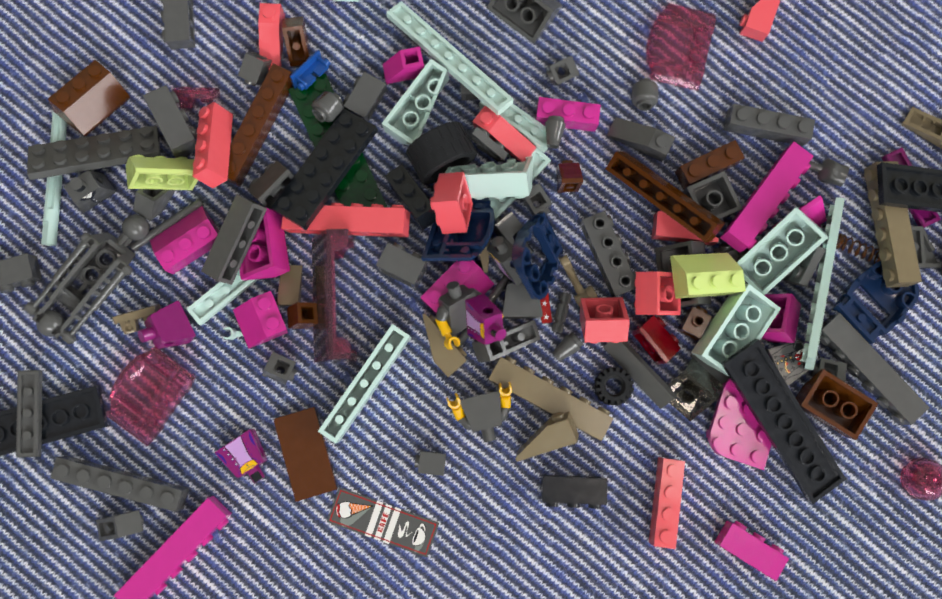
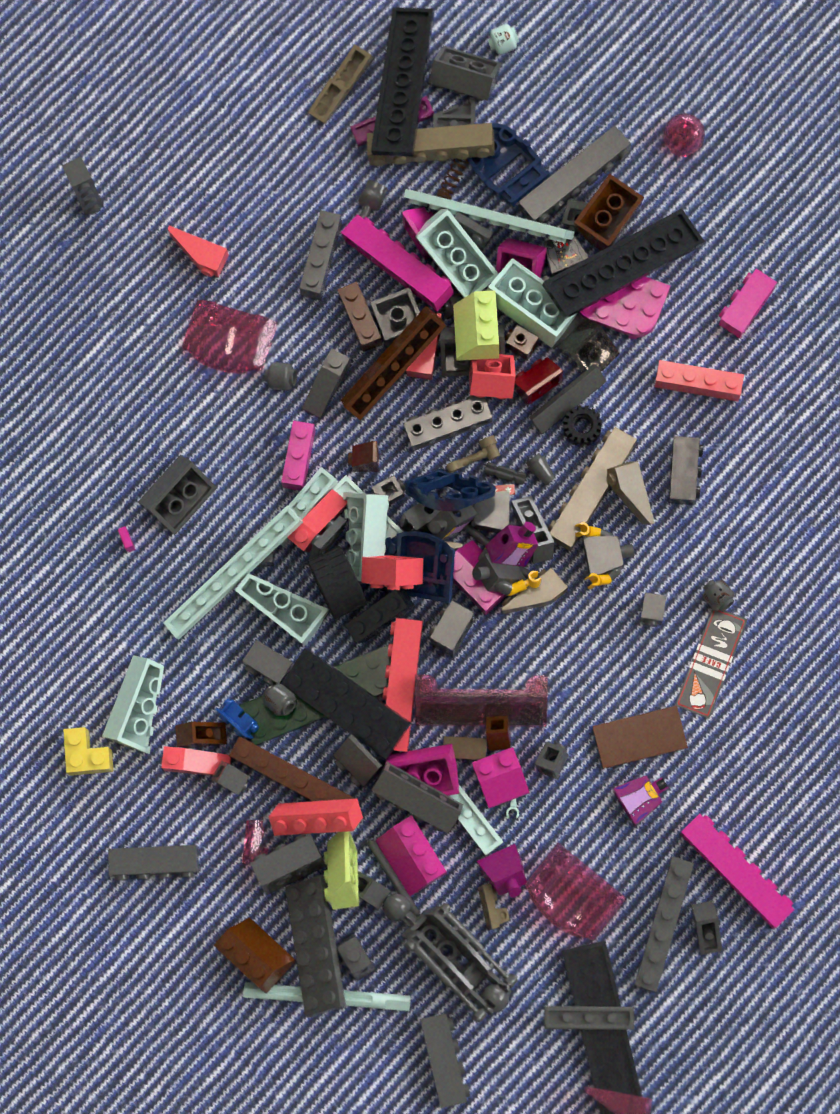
camera: 75 degrees left, 5 degrees down
(364, 384) = (571, 671): light aqua brick -> none
(403, 65) = (237, 620): dark pink slope -> none
(447, 528) = (718, 595): none -> dark grey head
(554, 131) = (319, 468): dark grey cone -> none
(570, 70) = (253, 451): dark grey brick -> none
(604, 320) = (515, 430): coral brick -> none

